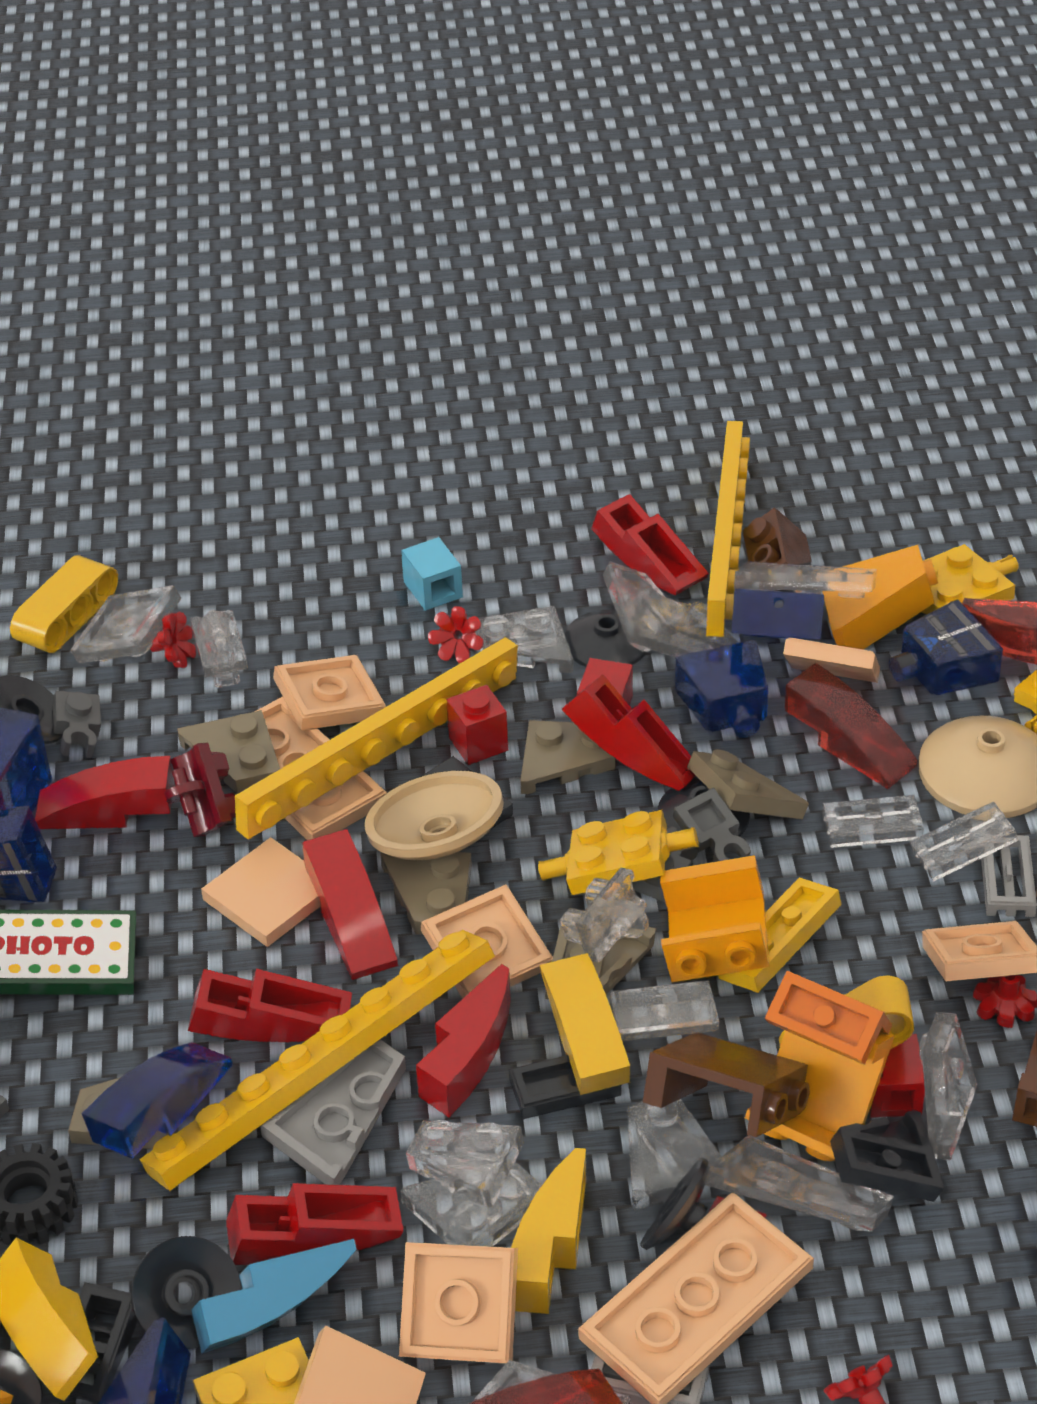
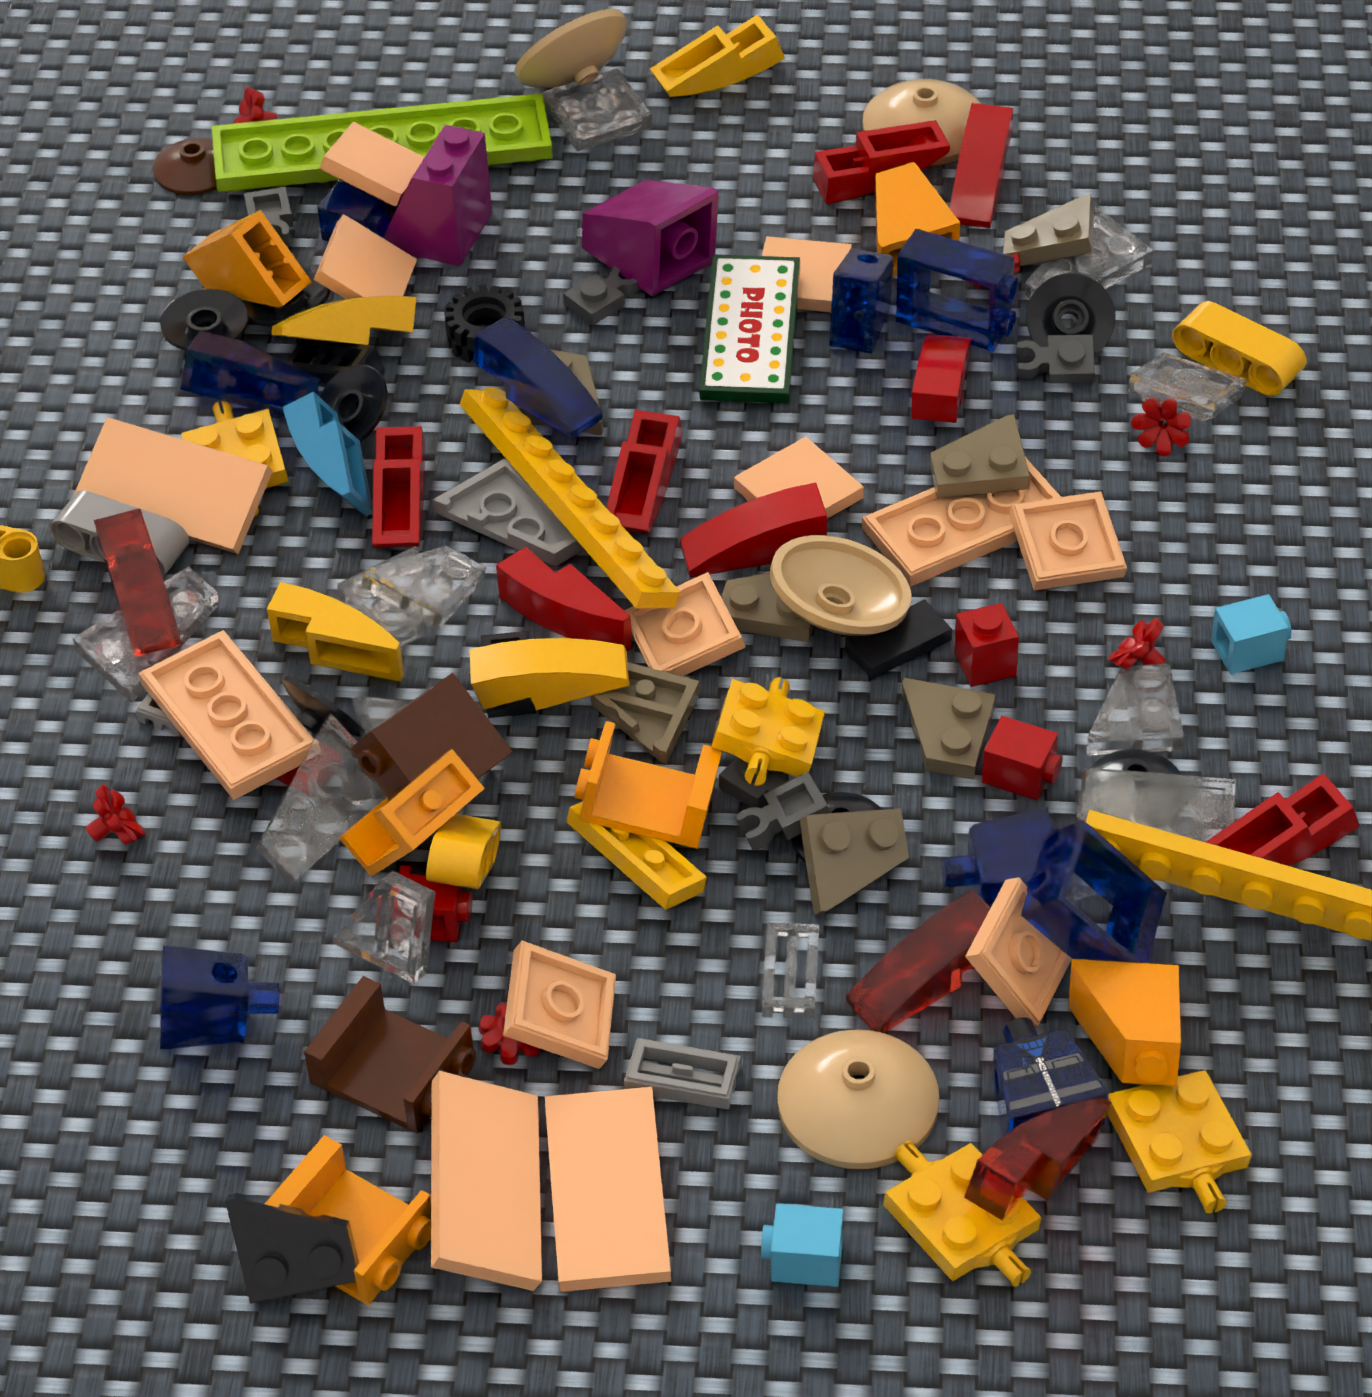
camera: 100 degrees right, 5 degrees up
(199, 789) = (937, 418): dark red hips -> none
(219, 647) = (1145, 451): clear hips -> none
(369, 740) = (977, 564): yellow plate -> none
(458, 1302) = (274, 558): light nougat tile -> none
(610, 915) = (666, 697): clear hips -> none
(630, 734) = (934, 757): red slope -> none
(664, 1010) = (542, 732): clear panel -> none
(776, 540) = (1231, 939): reddish brown slope -> none
(805, 578) = (1125, 908): clear wing -> none
(827, 1017) = (425, 779): orange panel -> none
(889, 1157) = (327, 870): black wing -> none
(966, 846) = (732, 1056): clear tile -> none

